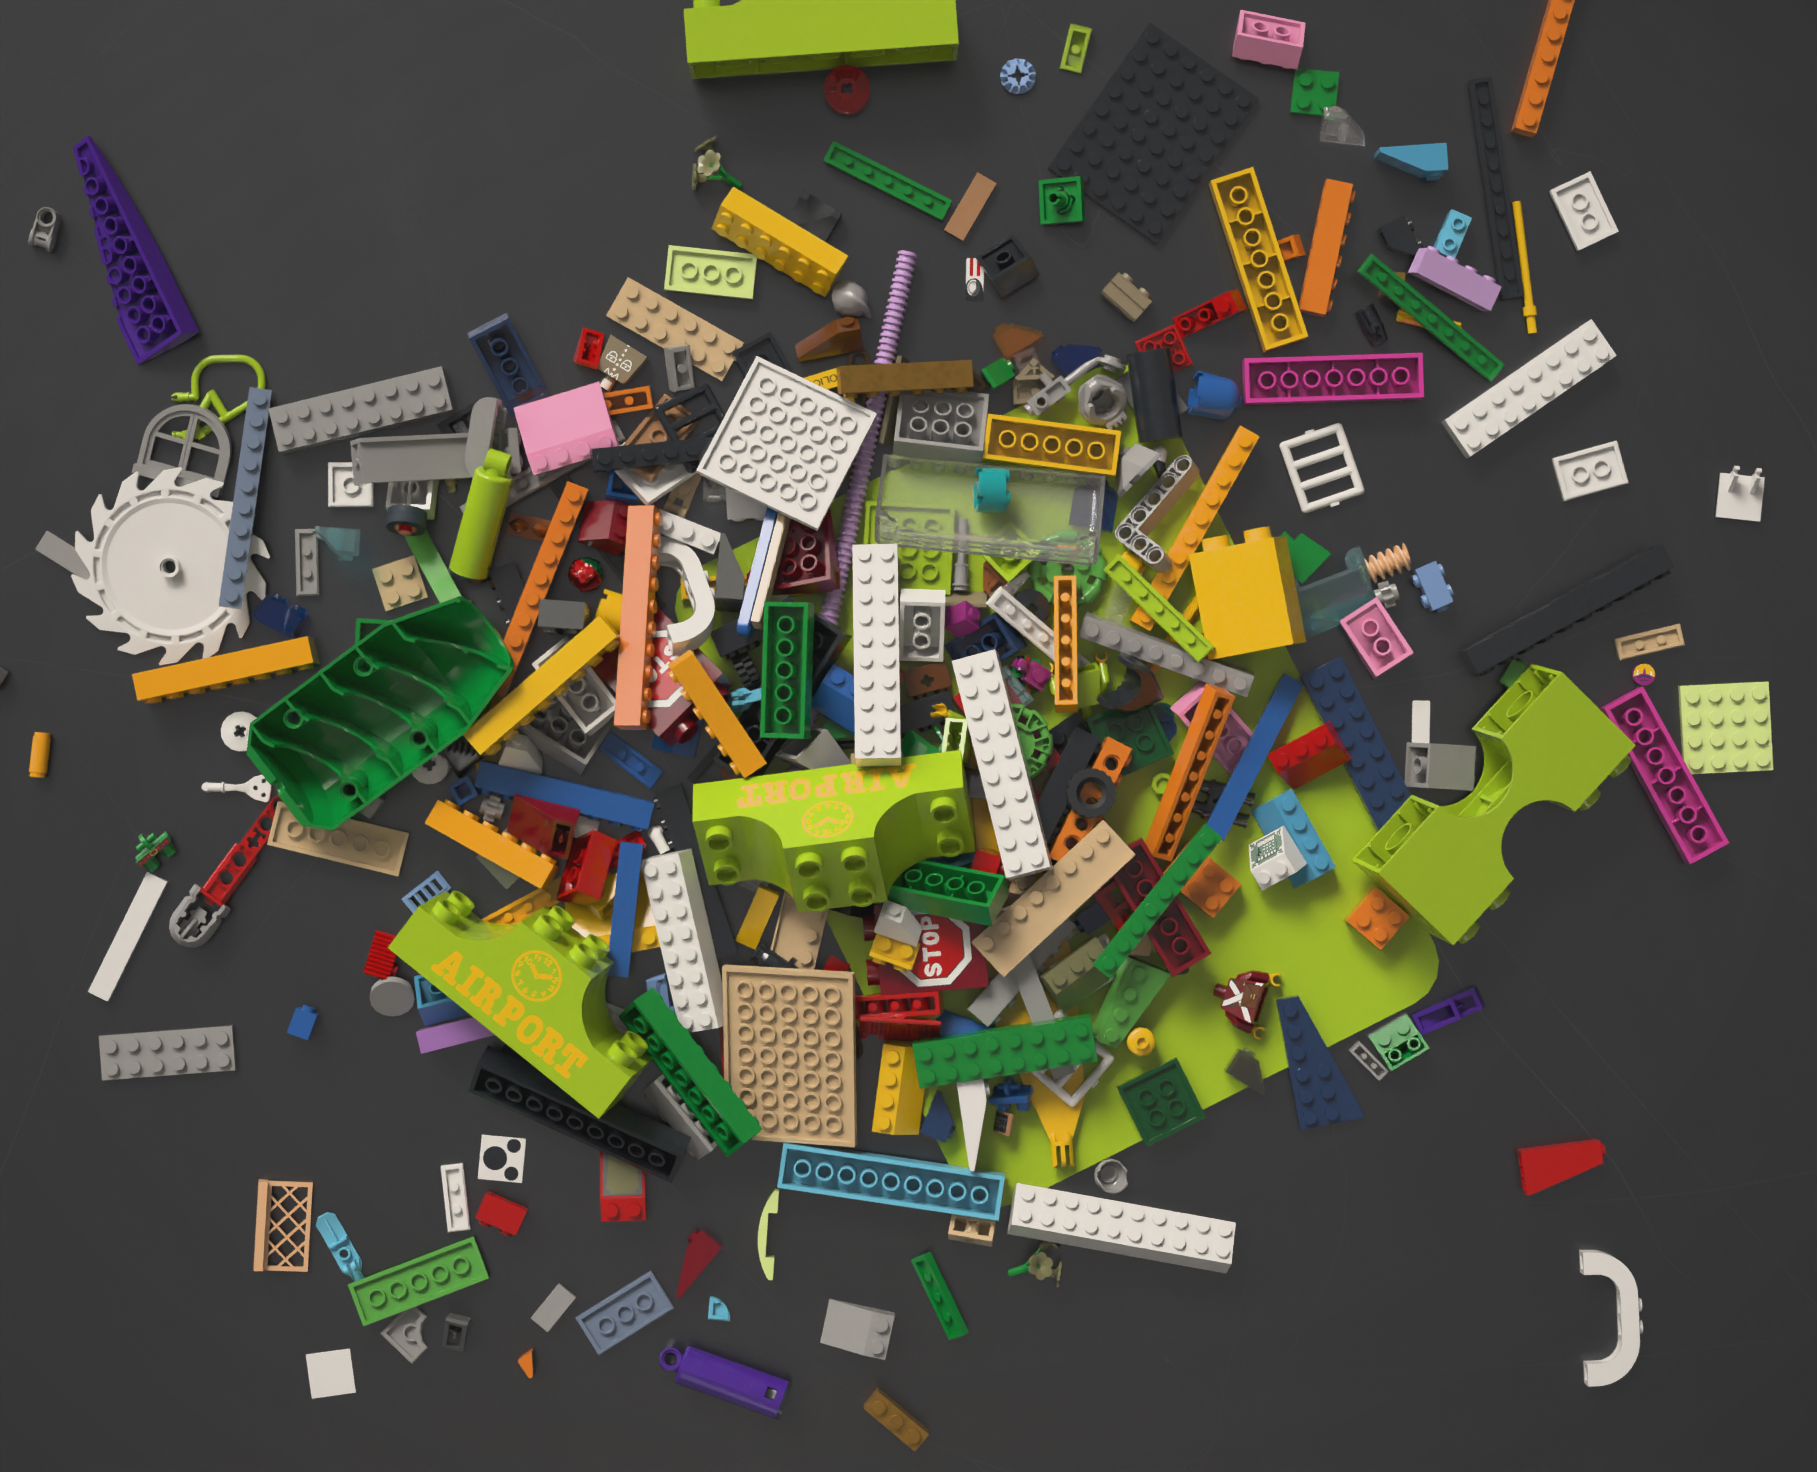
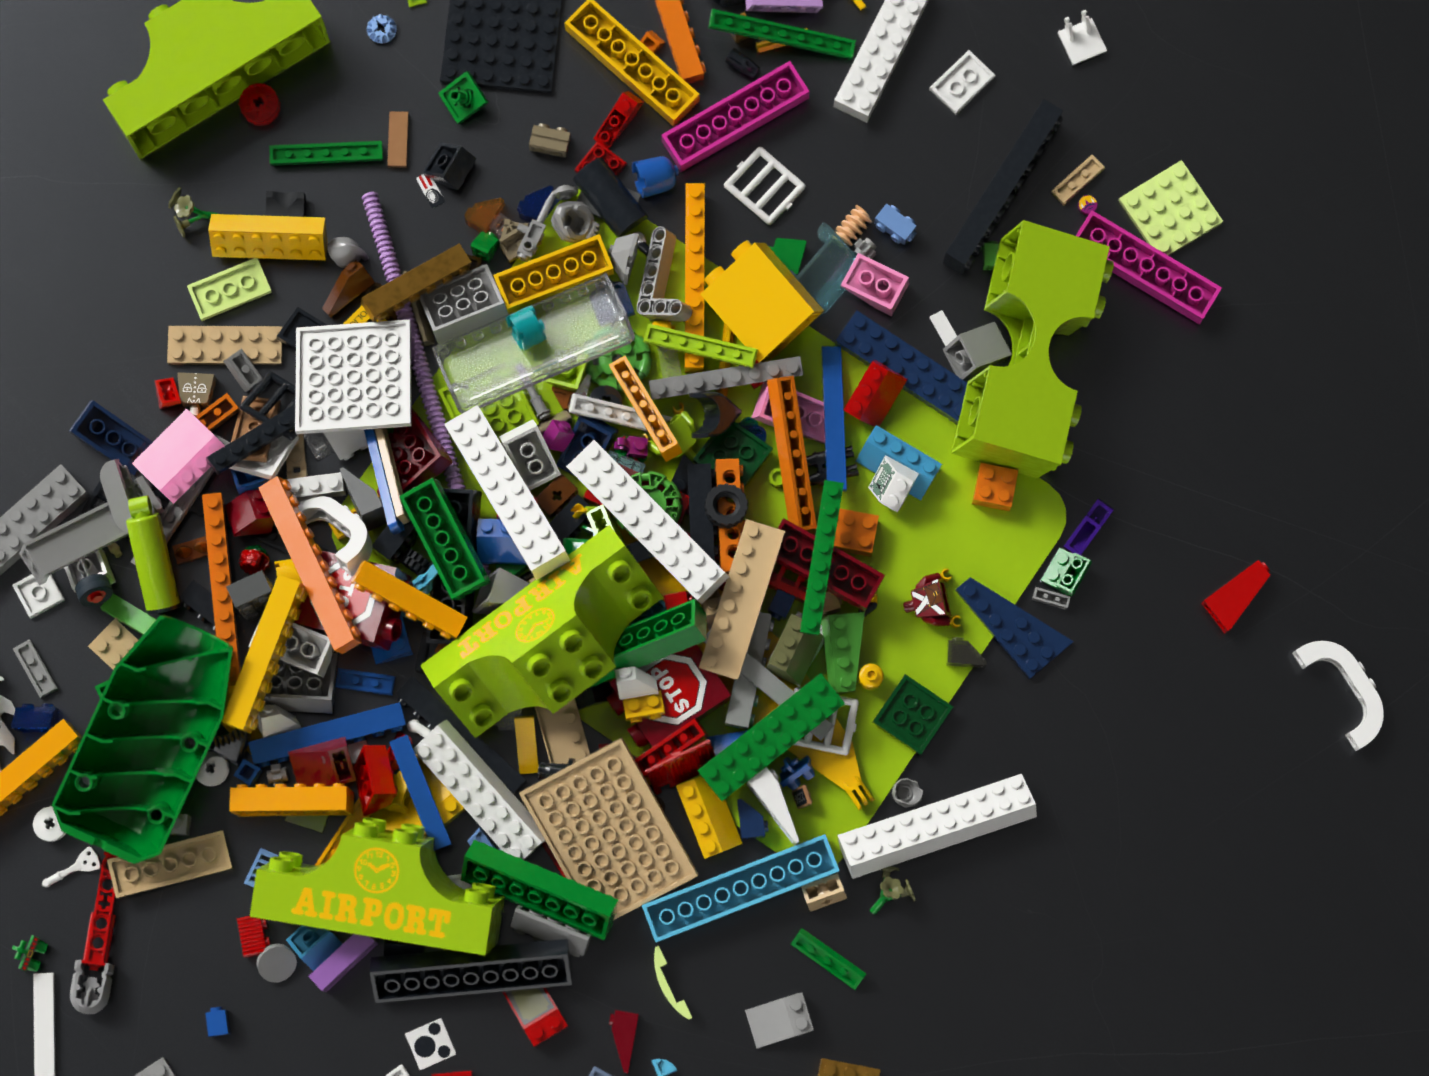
camera: 30 degrees left, 10 degrees down
(339, 541) = (50, 636): clear light blue slope -> none

